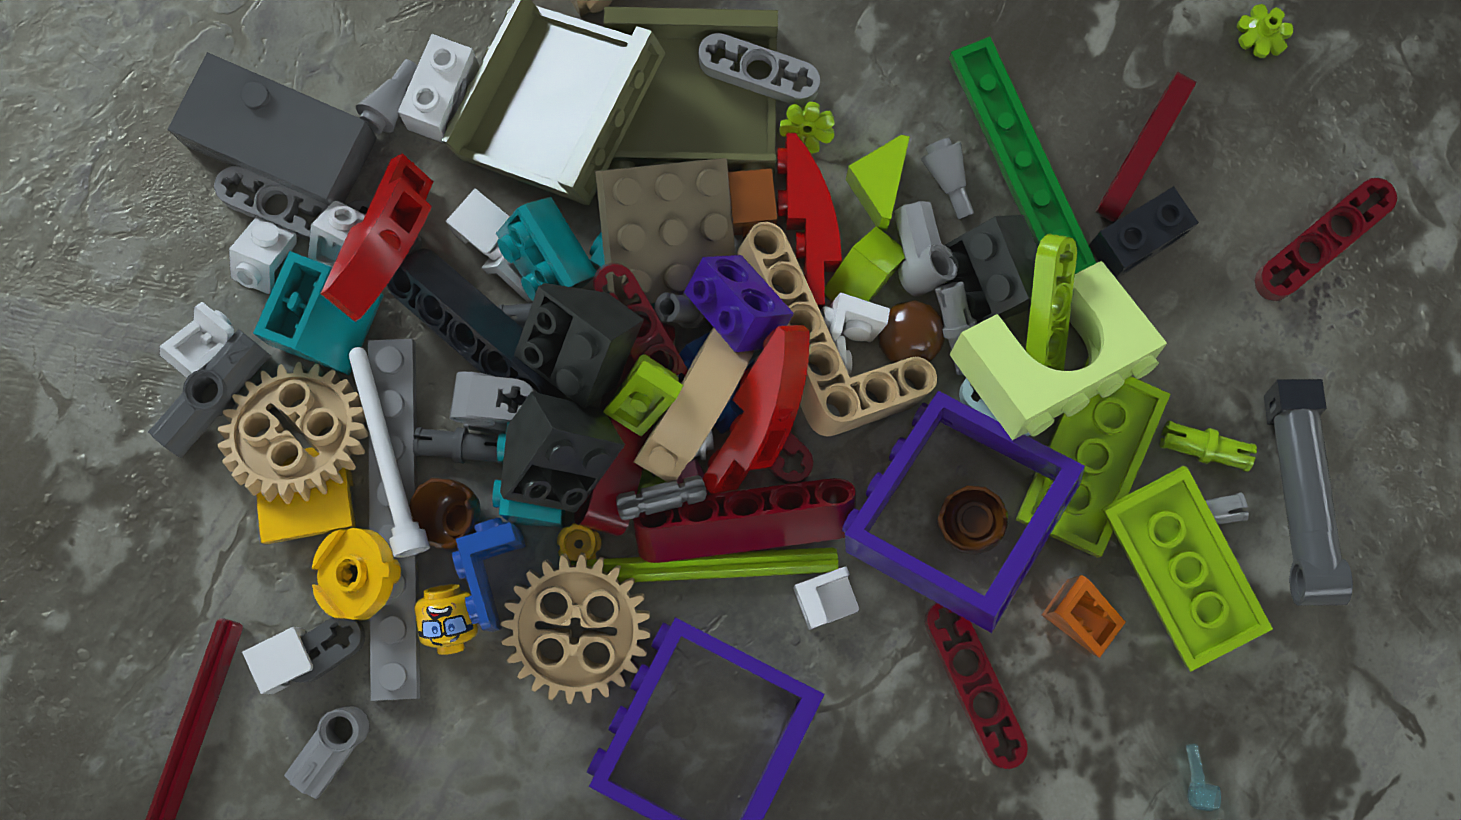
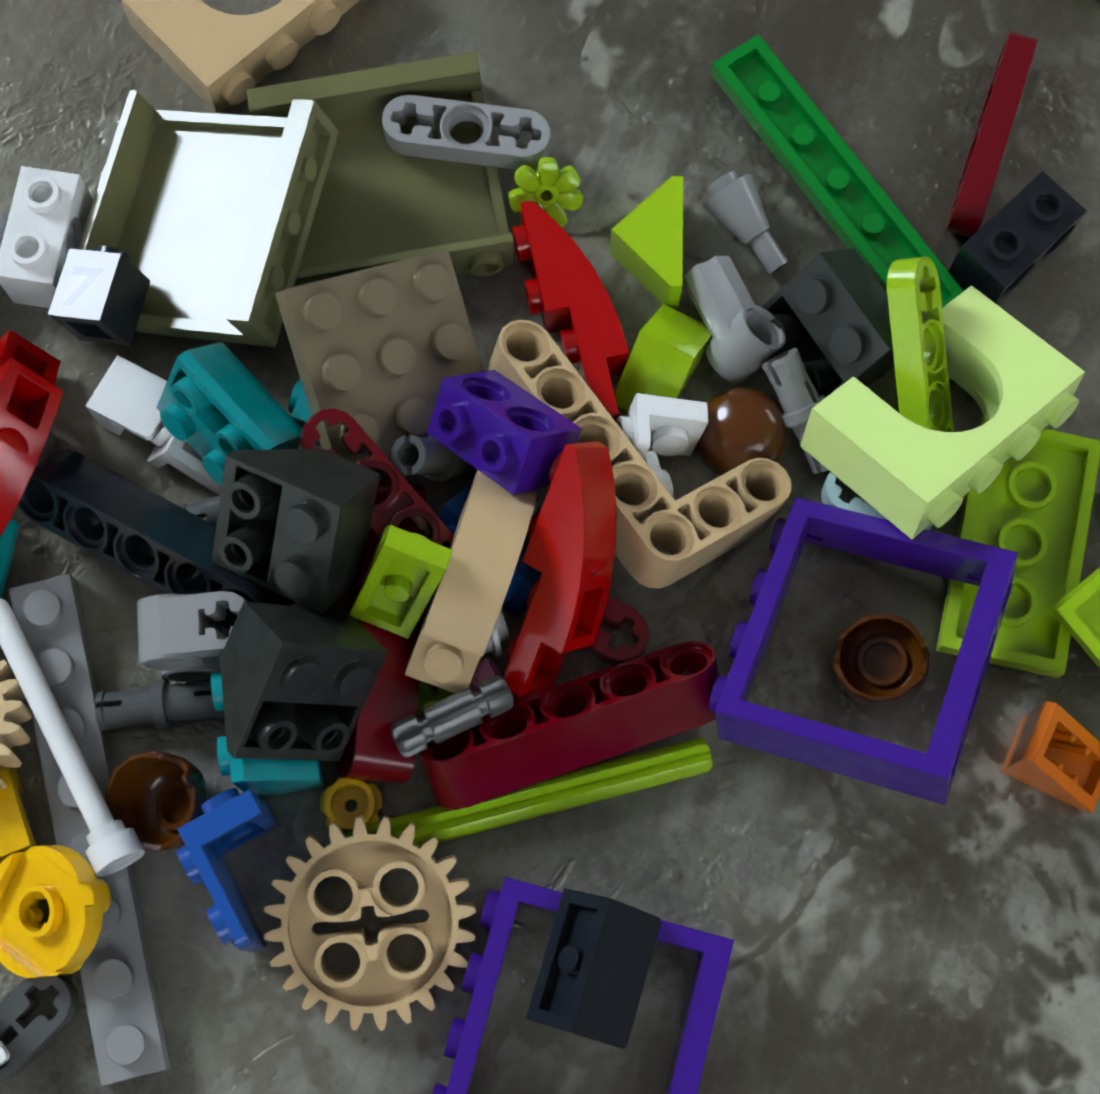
camera: 10 degrees left, 5 degrees down
(444, 619) = (184, 948): yellow head -> none
(470, 141) = (100, 295): none -> black brick
(723, 693) = (594, 968): none -> black panel
(751, 199) = (492, 297): dark orange brick -> none
(826, 598) = (705, 808): white panel -> none
(969, 686) = (927, 889): dark red beam -> none

